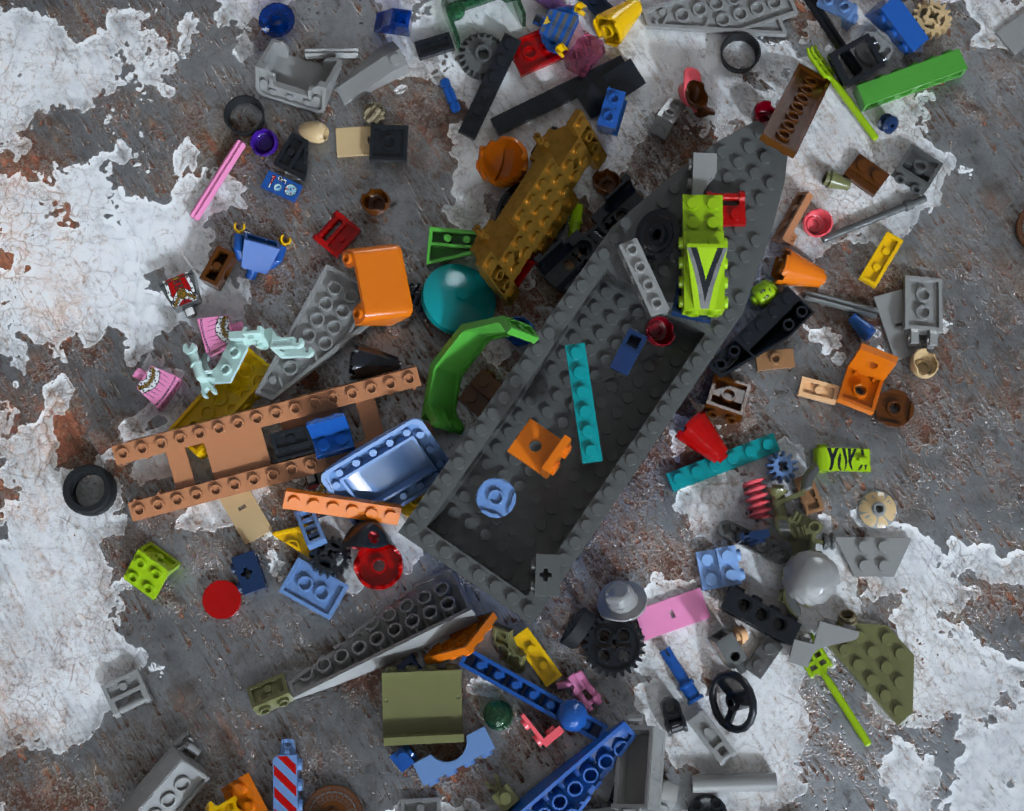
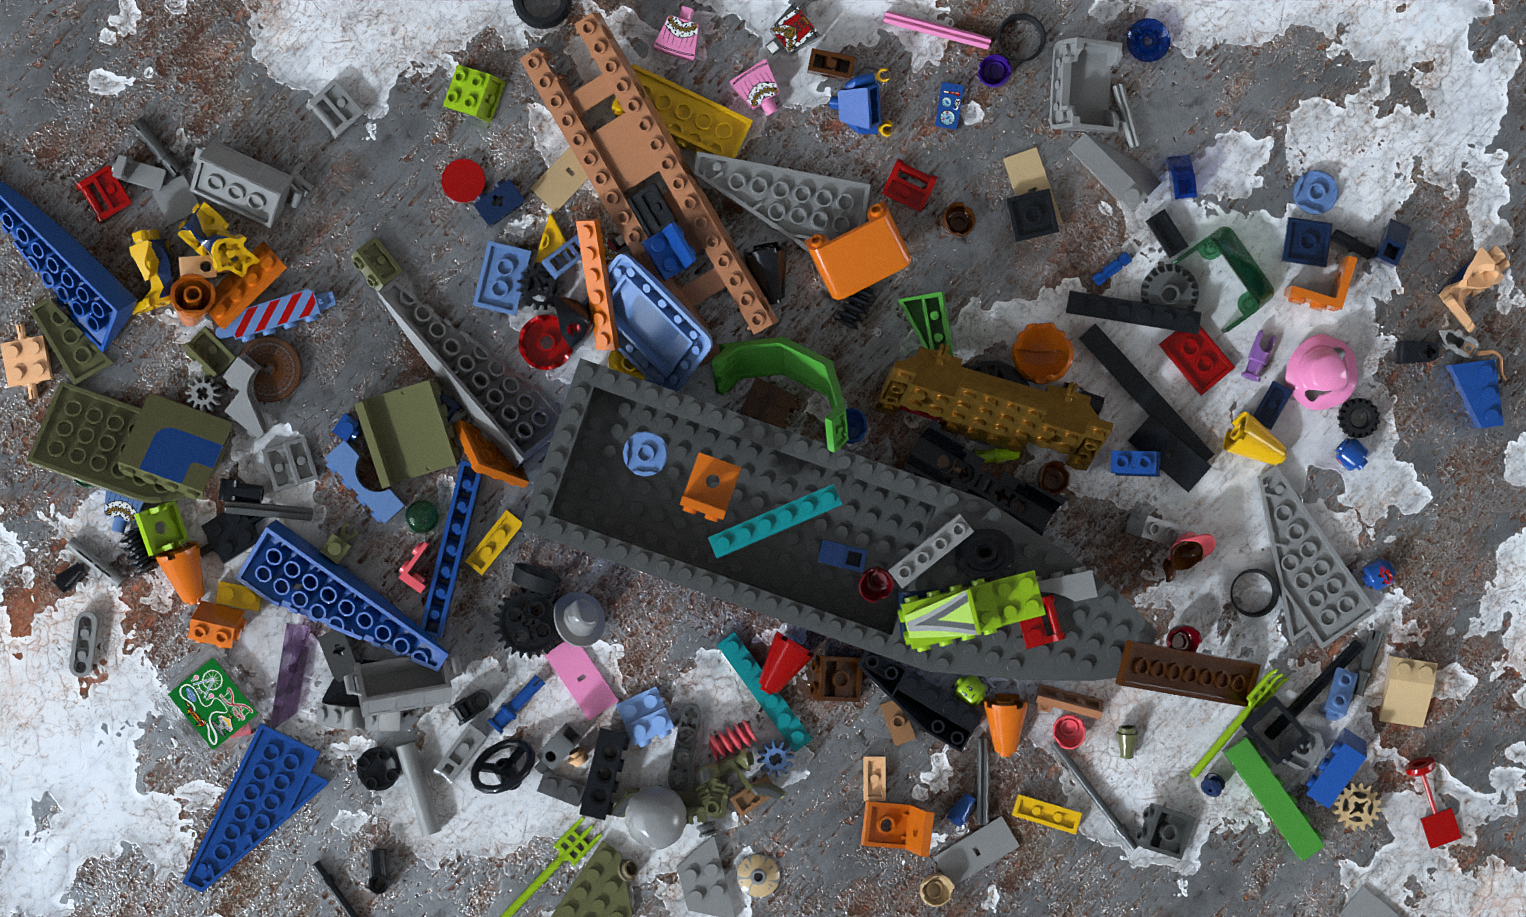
camera: 80 degrees right, 10 degrees up
(235, 353) = (733, 115): light aqua piece -> none
(294, 156) = (988, 110): black wing -> none
(314, 131) = (1023, 124): tan animal -> none
(373, 112) = (1064, 187): dark tan gear -> none
(456, 297) = (866, 345): teal dish -> none
(506, 644) = (499, 505): olive tile -> none
(552, 564) = (563, 539): dark grey brick -> none
(559, 27) = (1223, 373): torso -> none
(572, 715) = (440, 597): blue hair -> none
(577, 683) = (478, 594): bright pink piece -> none
(584, 54) = (1200, 417): clear pink brick -> none
(754, 537) = (685, 746): dark blue plate -> none
(826, 635) = (602, 851): light grey arch -> none
(841, 459) = (802, 822): lime door -> none
(866, 175) = (1144, 774): reddish brown plate -> none
(900, 417) = (886, 875): reddish brown plate -> none
(922, 309) = (1000, 874): light grey tile -> none

